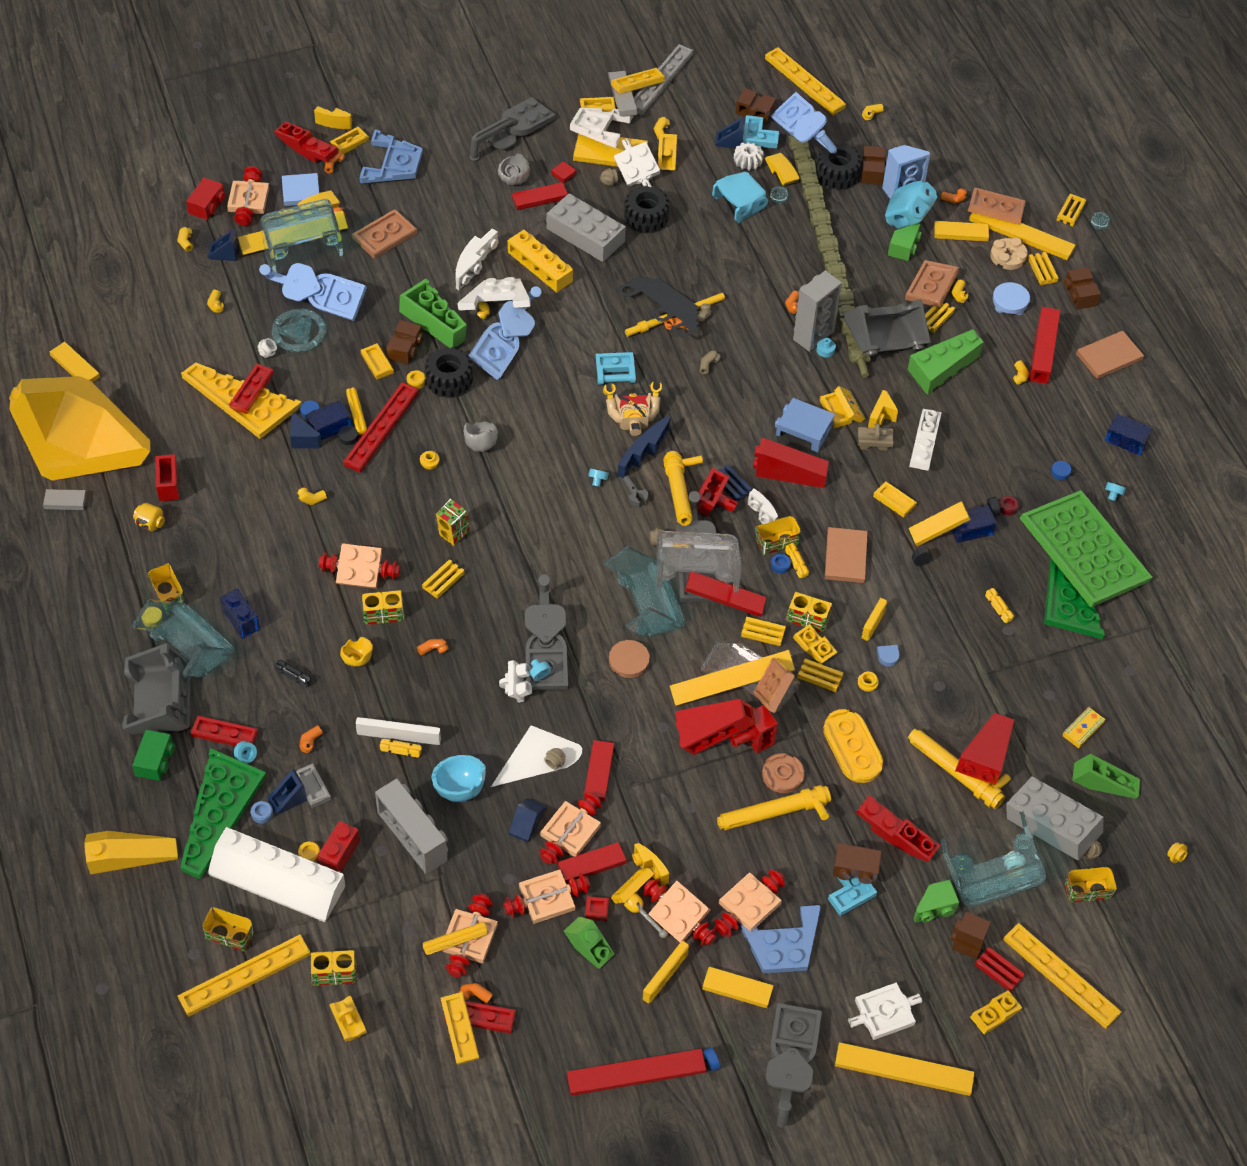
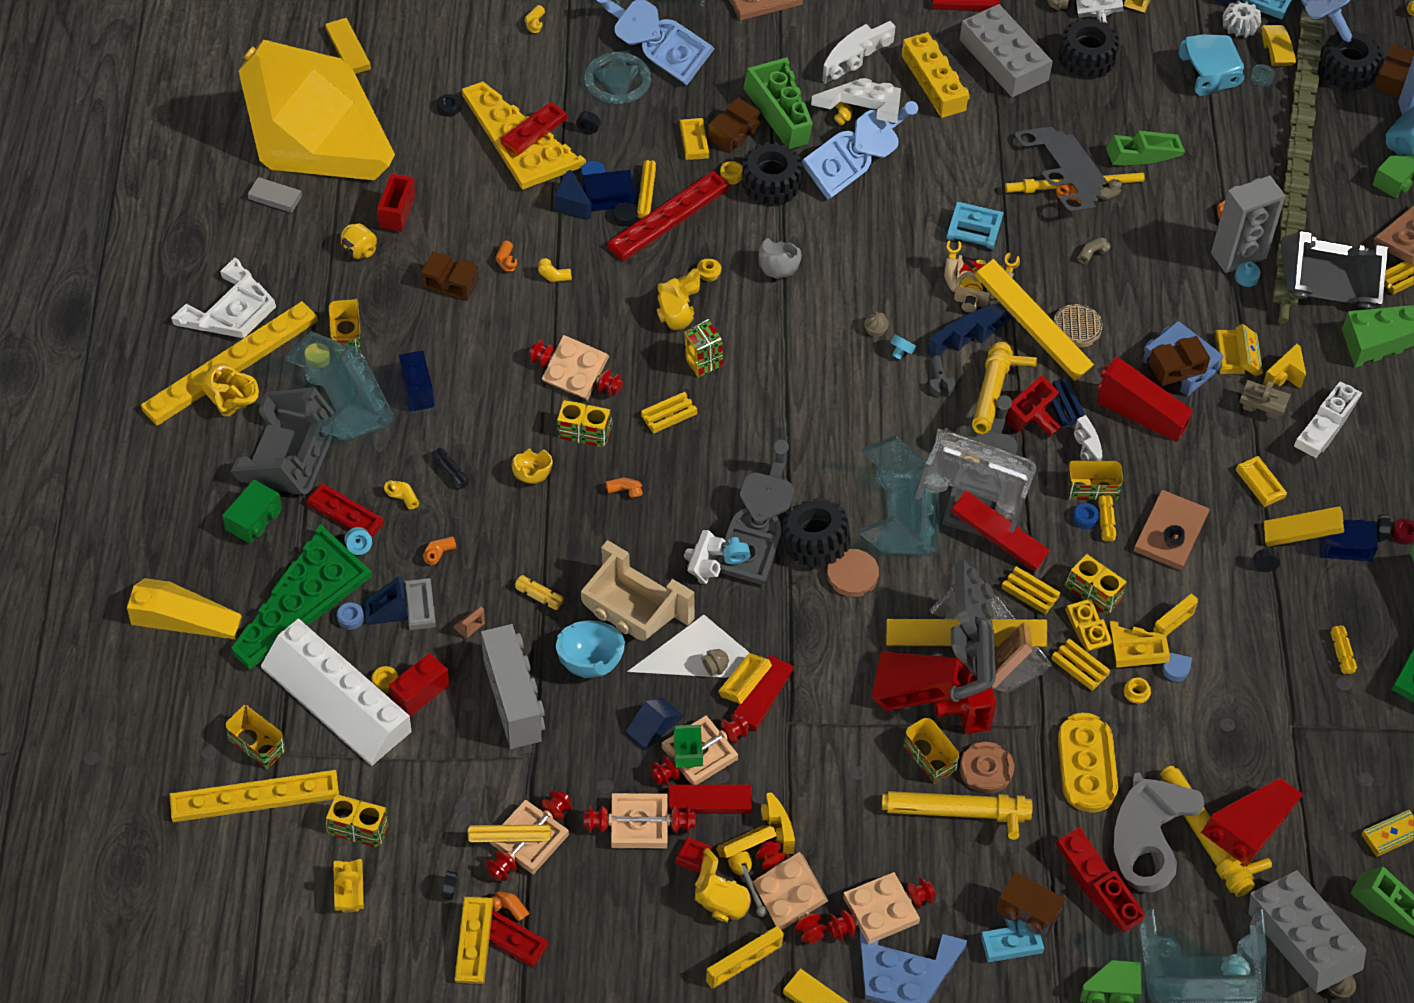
camera: 20 degrees right, 0 degrees up
(73, 602) = (236, 311): none -> white wing
(83, 644) = (238, 356): none -> yellow plate
(95, 664) = (229, 388): none -> yellow head
(174, 389) = (448, 105): none -> black tile
(232, 524) = (449, 277): none -> reddish brown brick
(263, 702) = (402, 491): none -> yellow arm
(267, 347) = (571, 87): white plate -> none
(267, 497) = (503, 258): none -> orange arm
(291, 371) = (588, 122): none -> black tile
(357, 787) = (470, 622): none -> nougat slope
(398, 731) = (540, 570): white tile -> none
(416, 492) = (674, 300): none -> yellow head
(424, 993) = (449, 885): none -> black tile
(475, 730) = (632, 599): none -> tan windscreen
(563, 828) = (688, 746): none -> green bracket
(572, 465) = (876, 324): none -> dark tan plate
(582, 763) = (745, 678): none -> yellow tile
(589, 941) = (668, 890): bright green slope -> none
(596, 648) = (816, 532): none -> black tyre
(627, 932) = (720, 896): none -> yellow head
(688, 427) = (1034, 320): none -> yellow tile
(716, 274) = (1144, 148): none -> bright green slope
(719, 422) = (1079, 324): none -> tile
(741, 674) = (974, 637): none -> dark grey plate
(742, 765) = (928, 731): none -> yellow piece
(806, 428) = (1180, 361): none -> reddish brown brick
(847, 559) = (1169, 536): none -> black hinge
(856, 648) = (1138, 646): none -> yellow wing
(908, 780) = (1139, 829): none -> light grey animal

